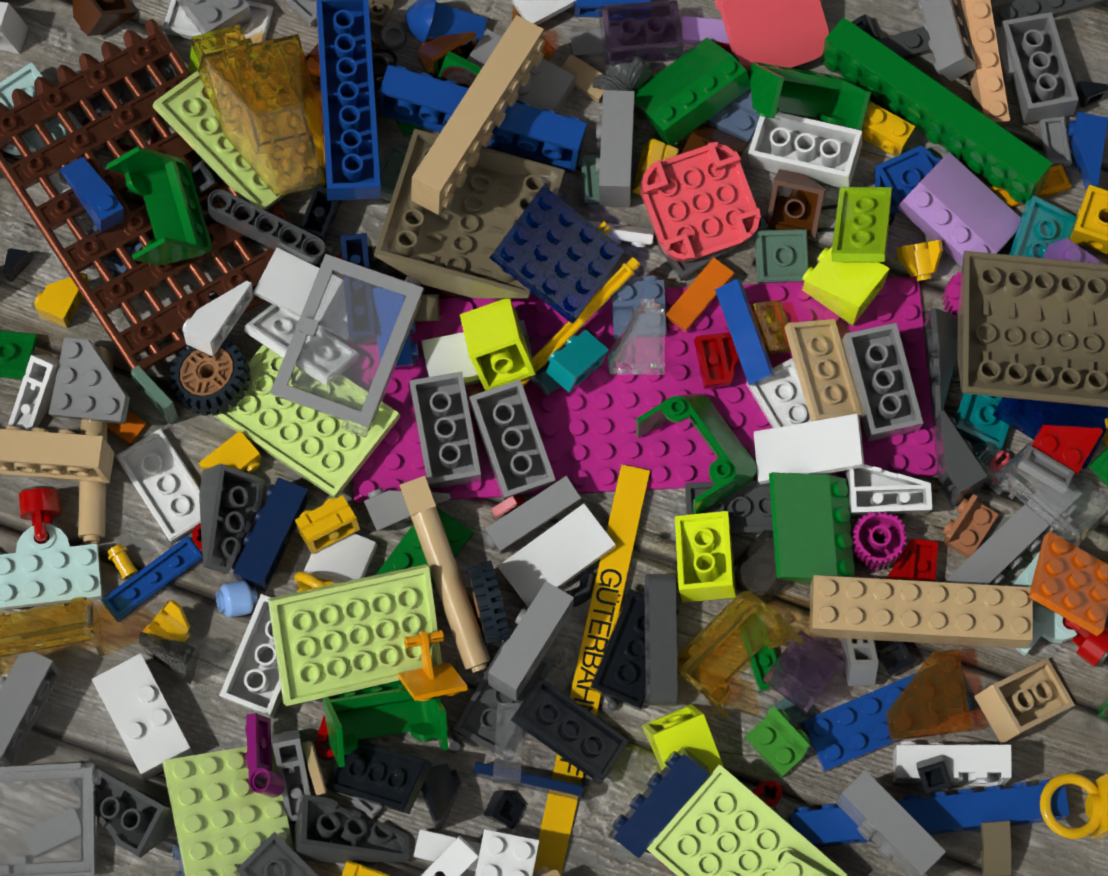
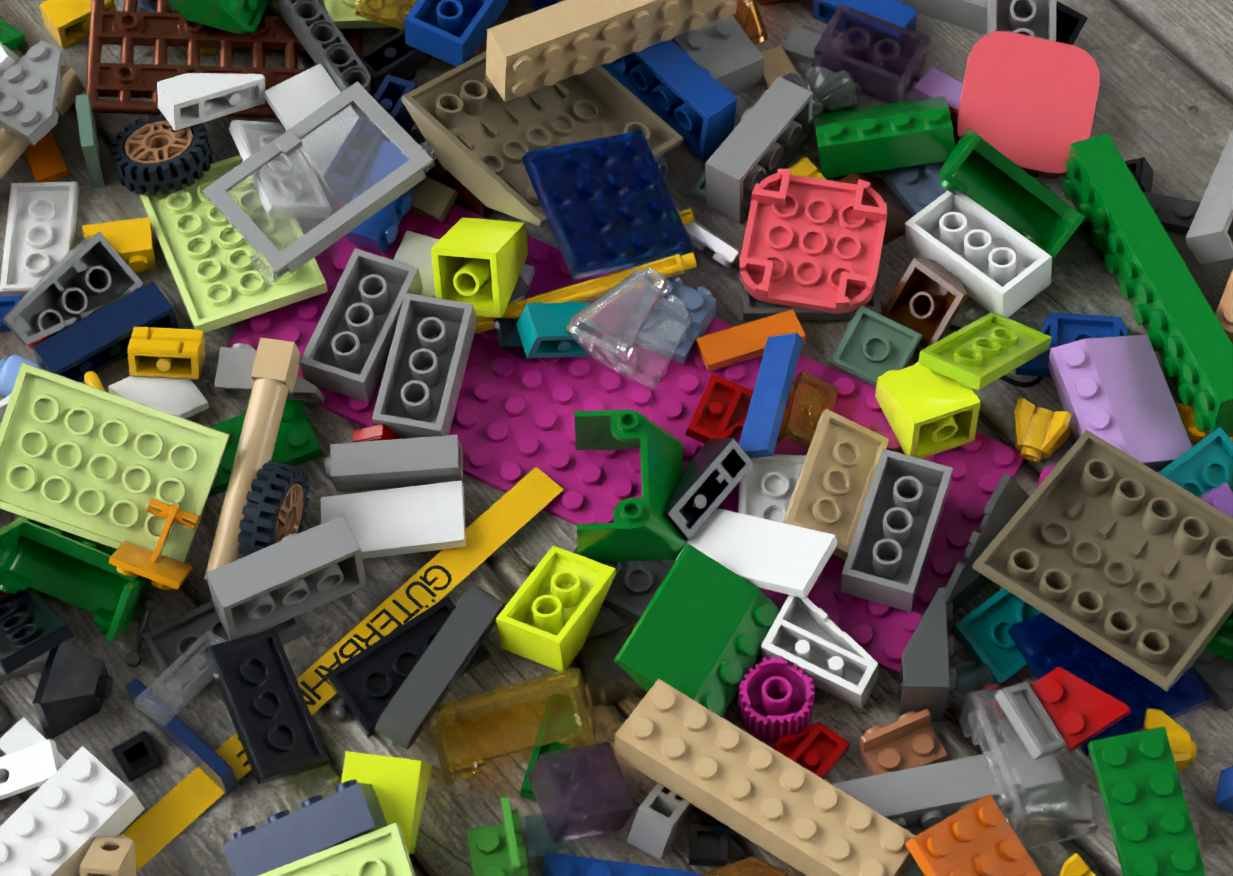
camera: 35 degrees right, 15 degrees down
(583, 592) = (393, 576): black arm -> none
(745, 418) = (706, 484): none -> black slope
(886, 130) = (1087, 280): yellow brick -> none

